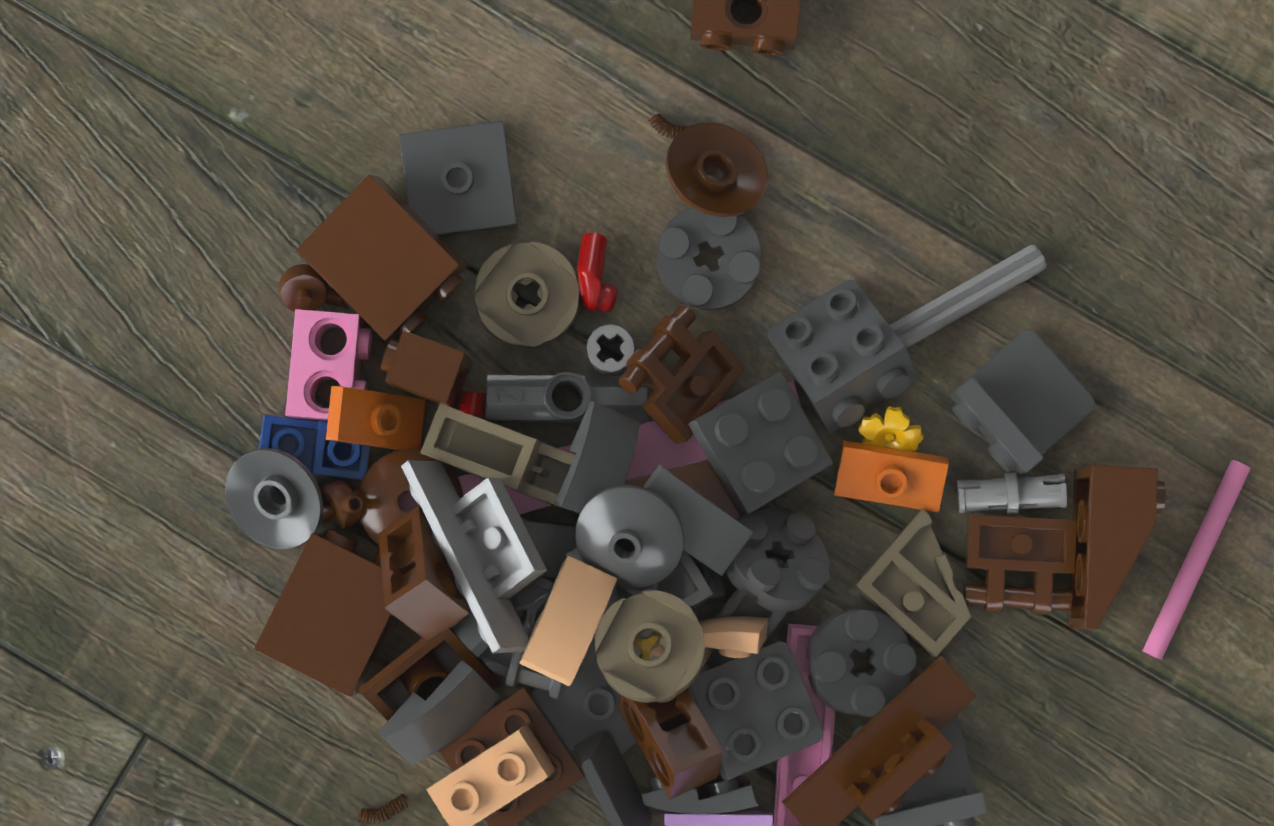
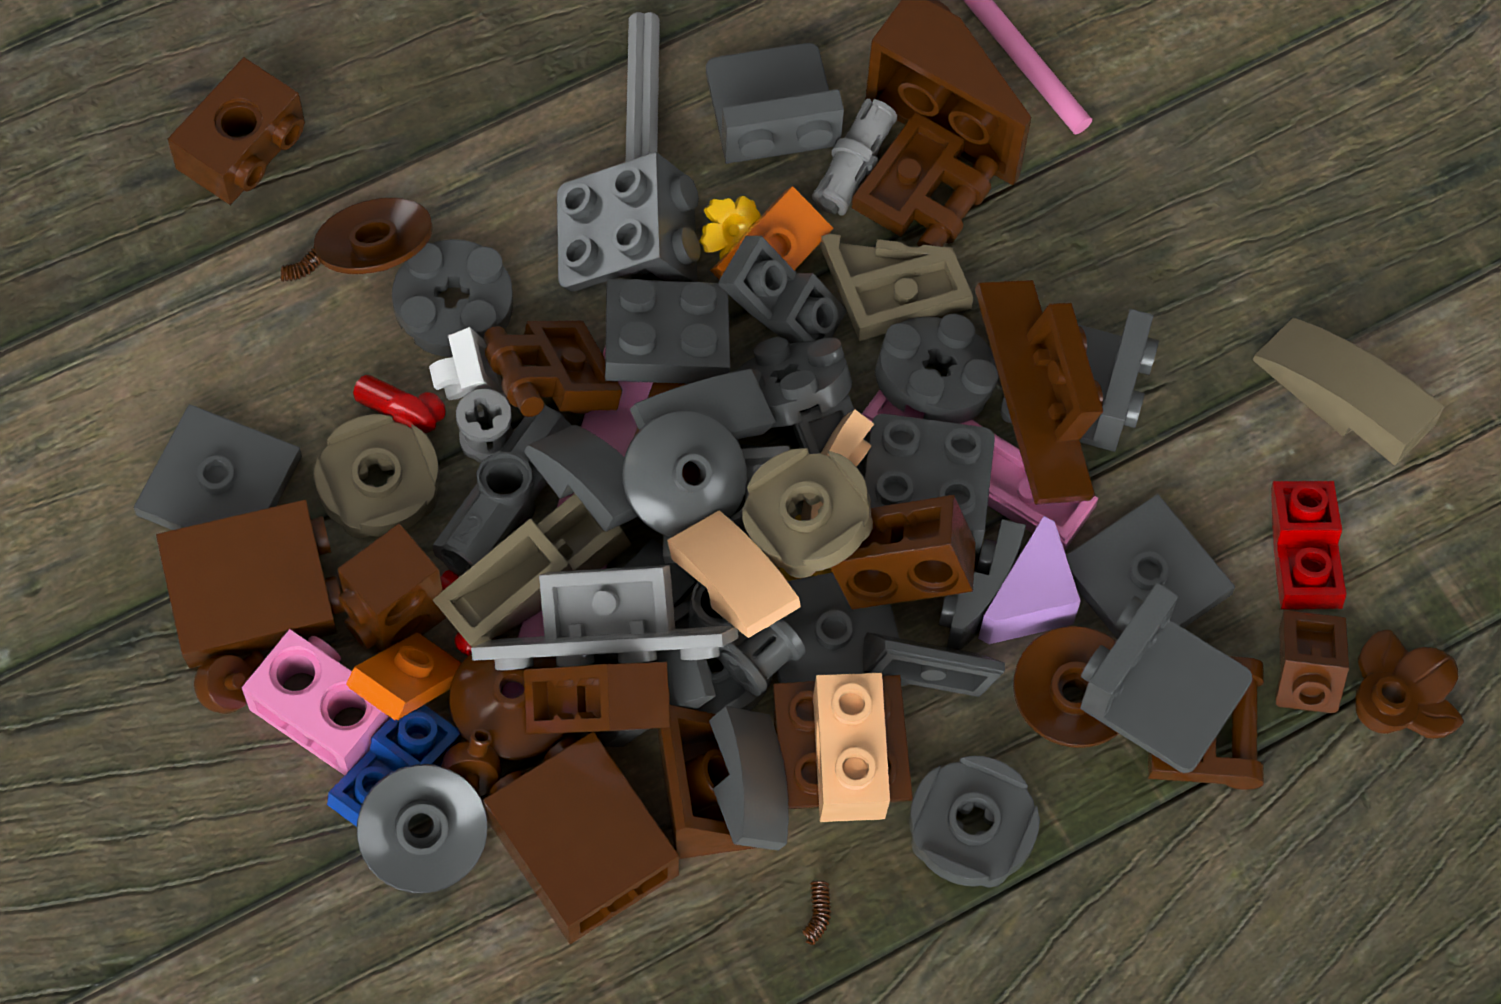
camera: 70 degrees left, 20 degrees down
(647, 308) = (467, 367): none -> white tile
(850, 509) = (777, 296): none -> dark grey slope

